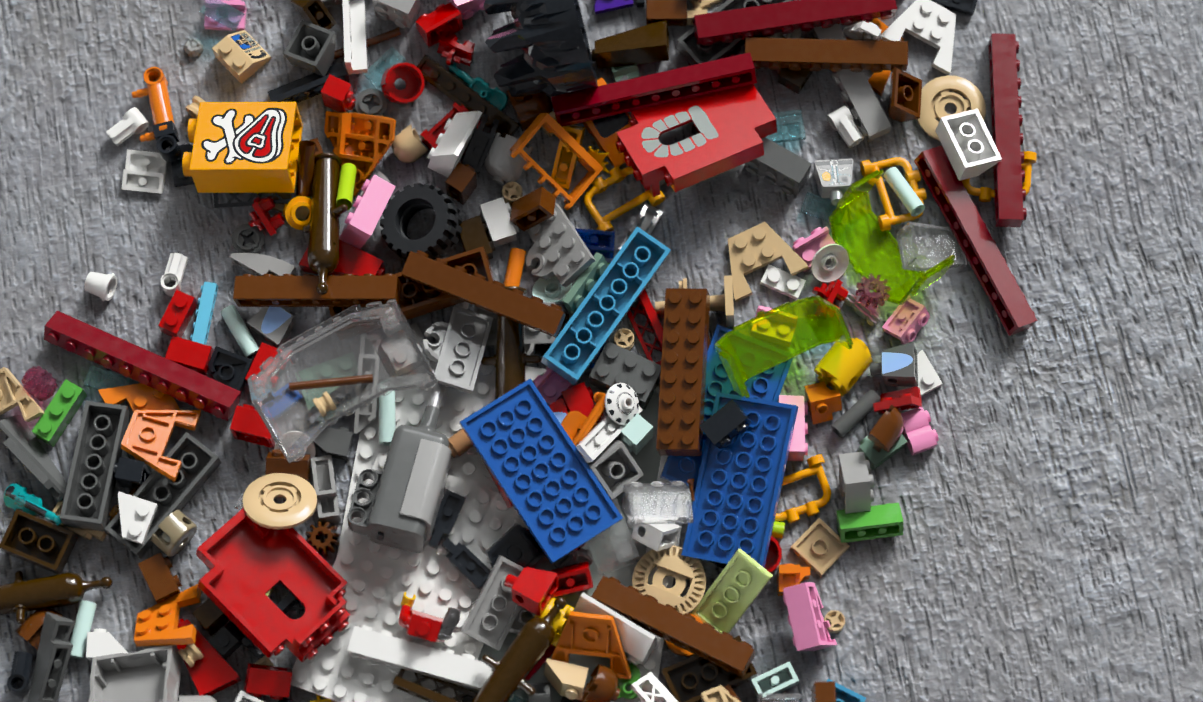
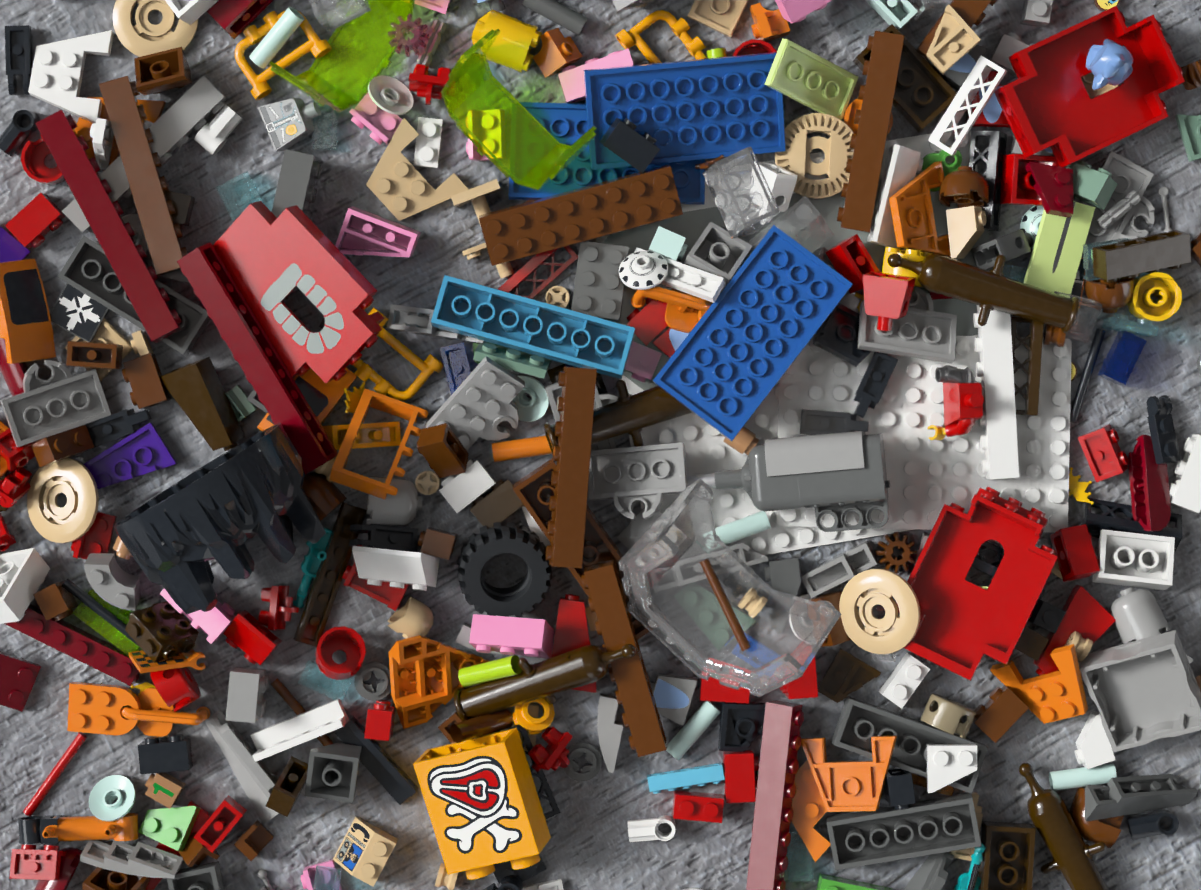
camera: 110 degrees left, 15 degrees up
(214, 507) = (904, 680): none -> white brick
(237, 466) = (845, 676): none -> dark brown wing
(723, 213) = (374, 235): none -> bright pink wedge

